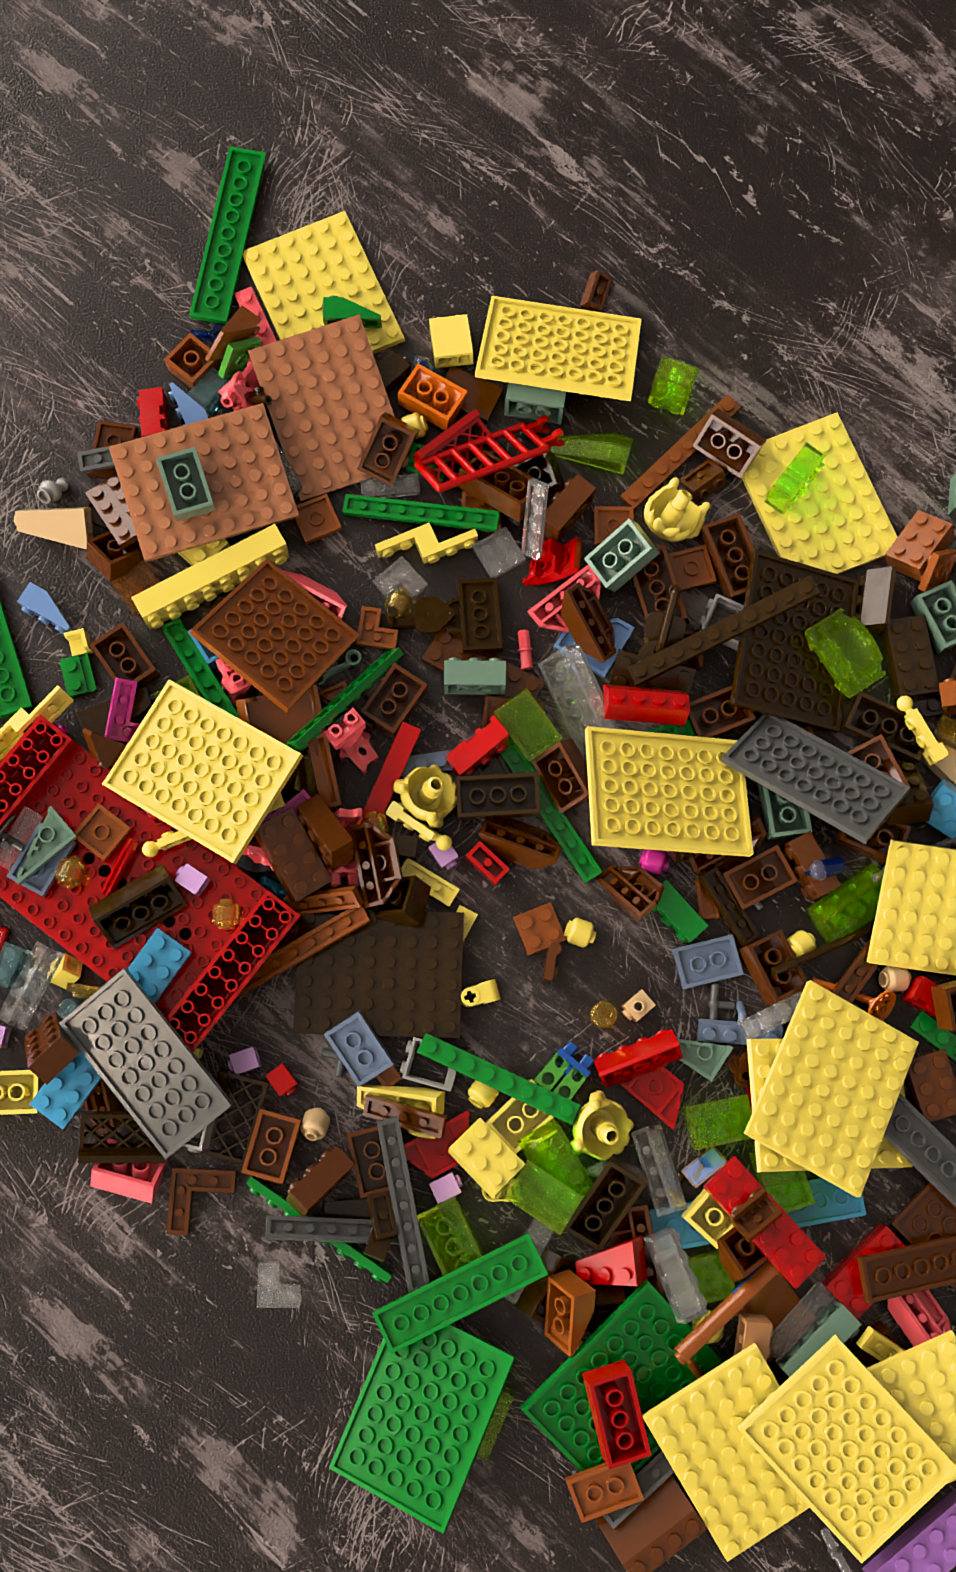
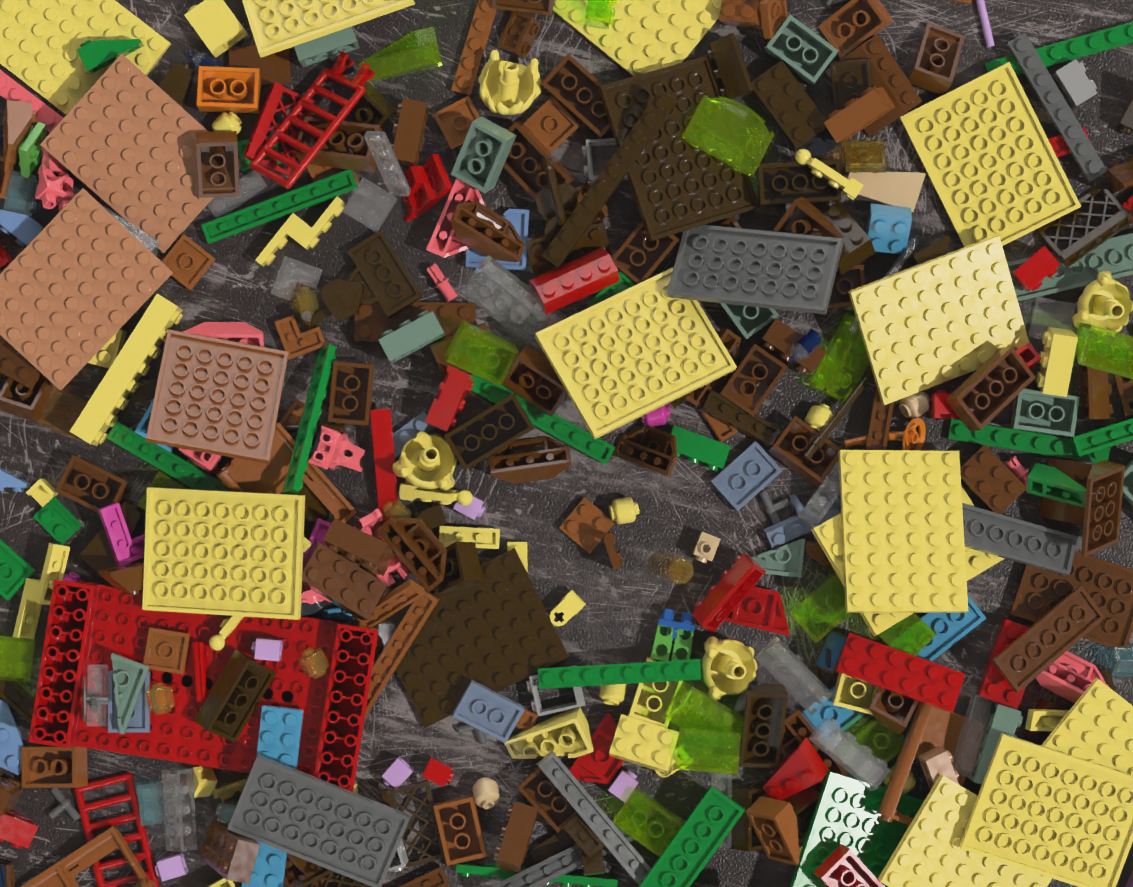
camera: 20 degrees left, 10 degrees up
(185, 484) = (60, 305): sand green brick -> none
(261, 397) = (75, 181): dark brown arm -> none
(350, 655) = (289, 383): sand green brick -> none
(409, 1116) = (561, 745): reddish brown plate -> none
(487, 863) = (512, 494): red brick -> none
(755, 1215) = (888, 673): reddish brown bracket -> none

